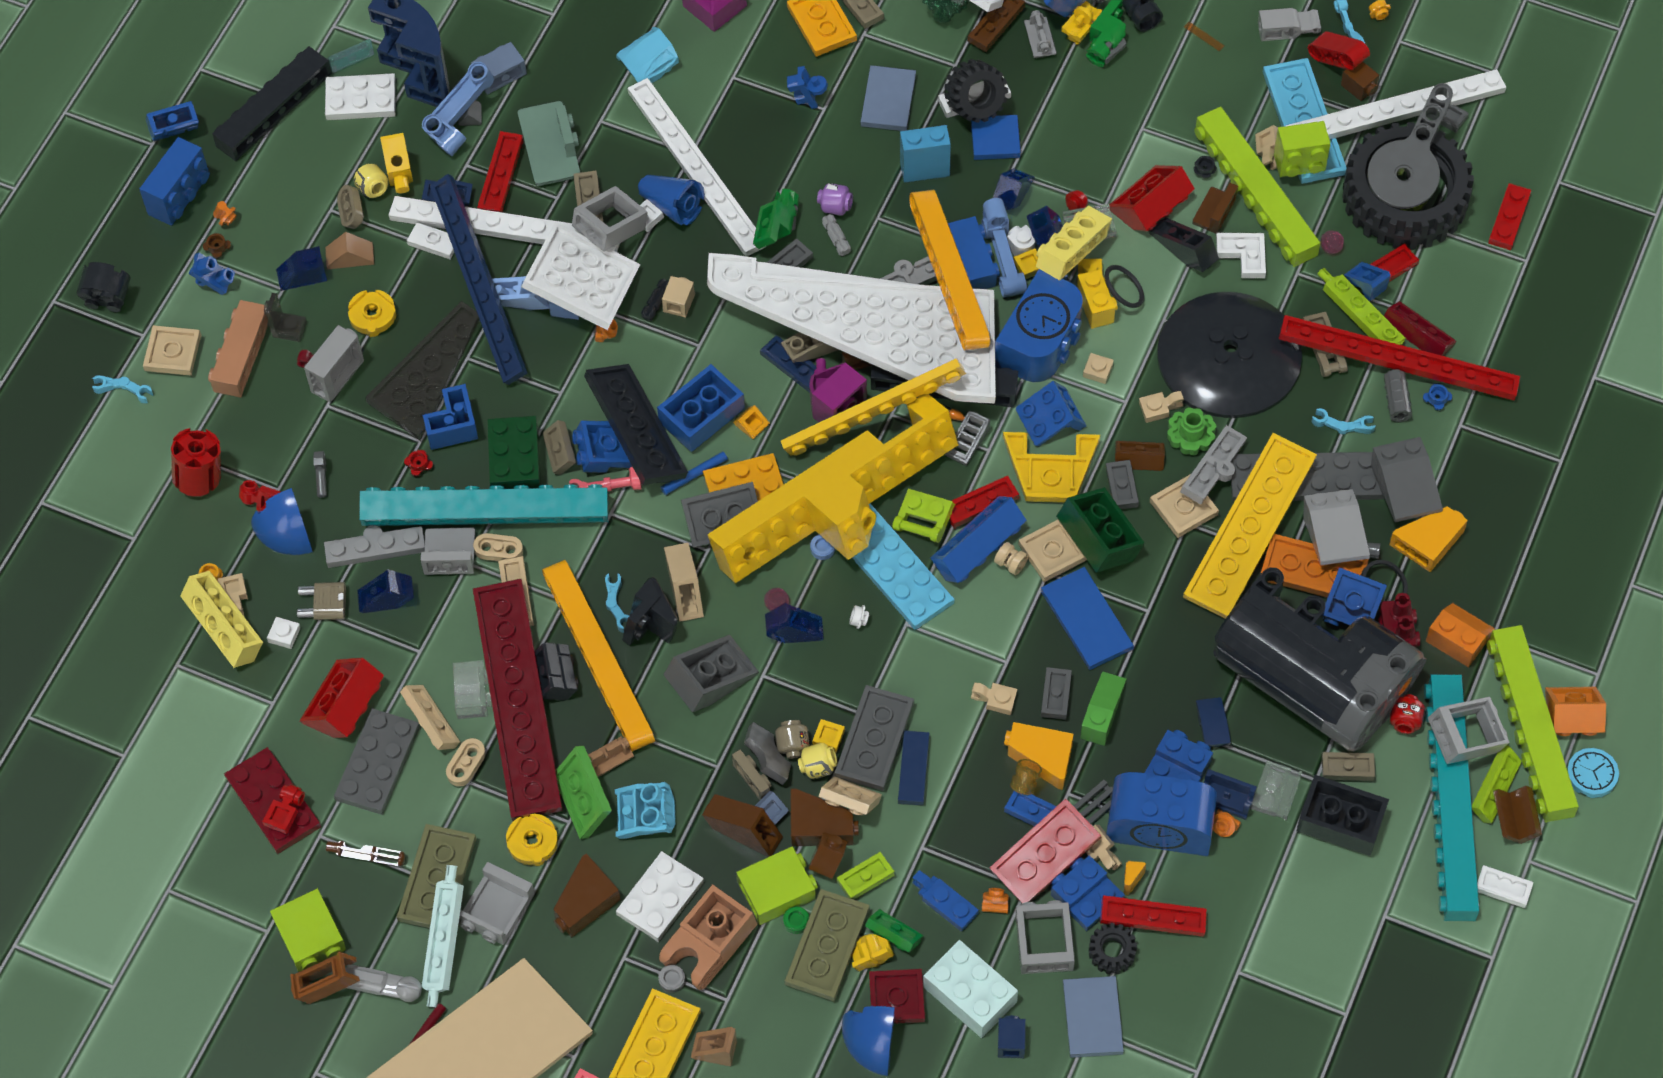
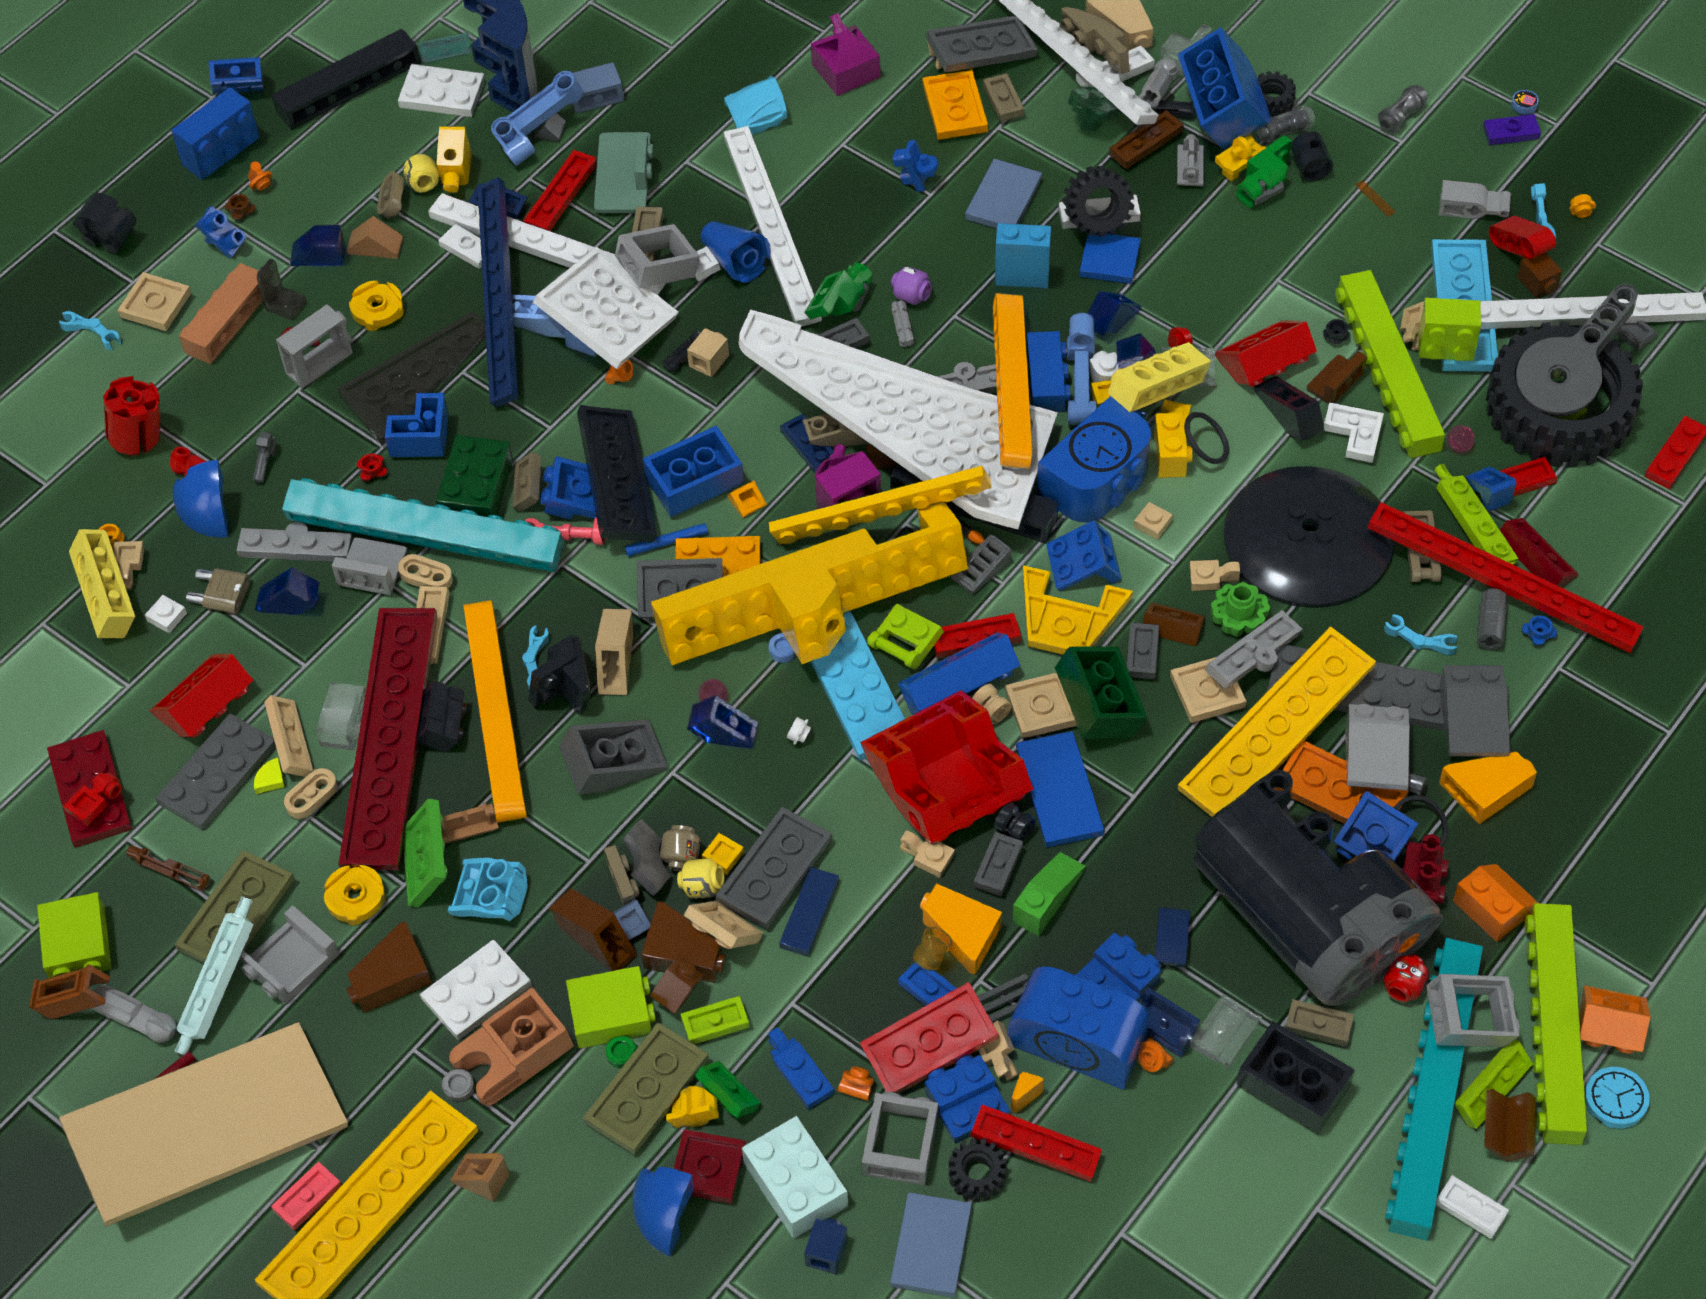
camera: 15 degrees right, 5 degrees down
(424, 756) = (269, 777): none -> neon yellow tile
(992, 621) = (946, 767): none -> red slope
(1060, 655) = (1014, 822): none -> black wheel

